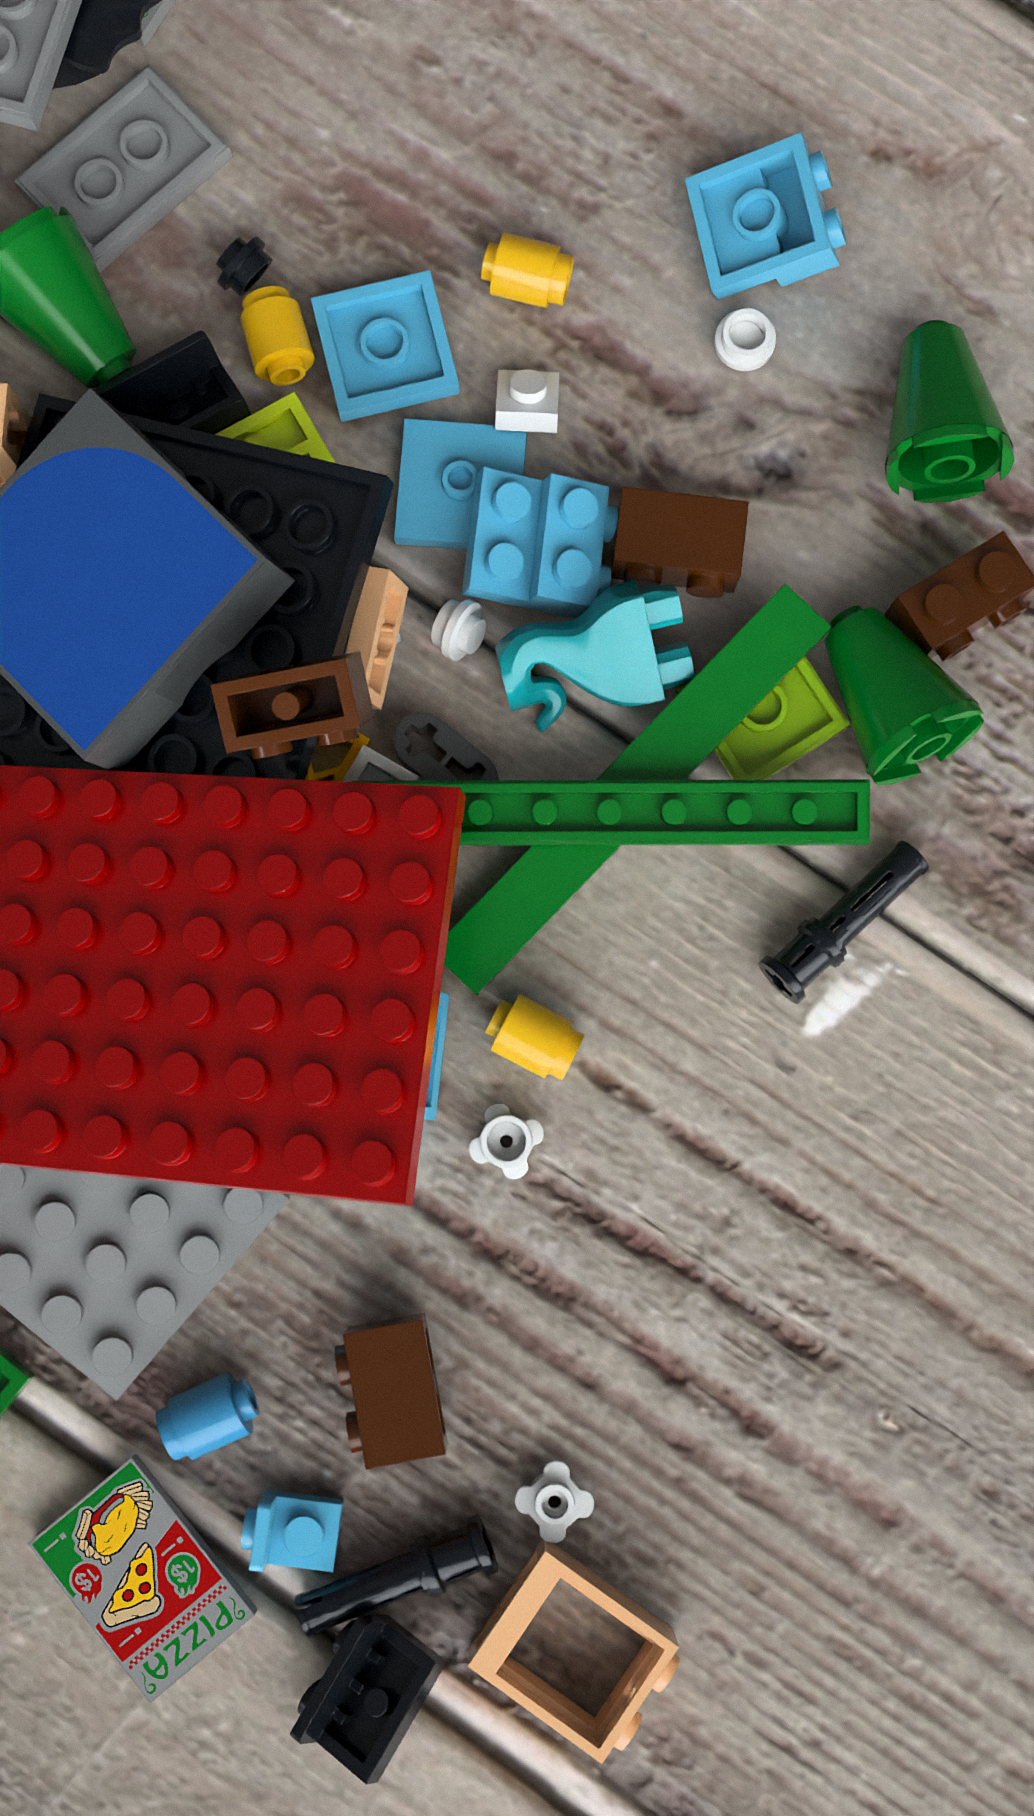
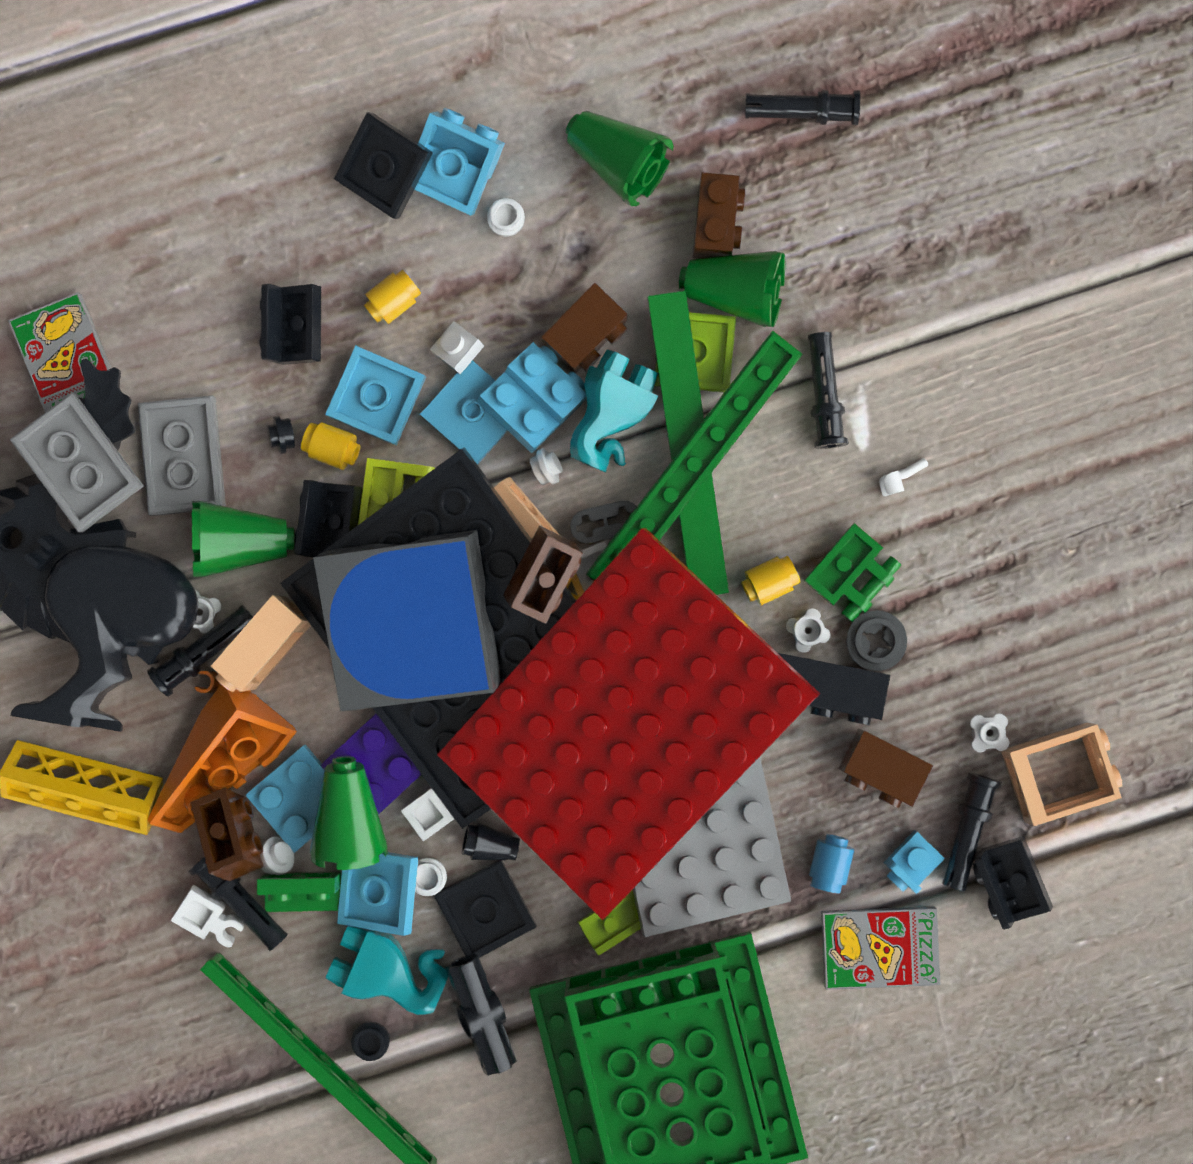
camera: 50 degrees left, 5 degrees up
(394, 170) = (290, 324): none -> black bracket
(455, 1238) = (843, 689): none -> black brick
(587, 1264) = (893, 634): none -> dark grey gear
(631, 1122) = (844, 564): none -> green plate
(688, 134) = (383, 165): none -> black tile
(793, 1102) = (892, 482): none -> white hand

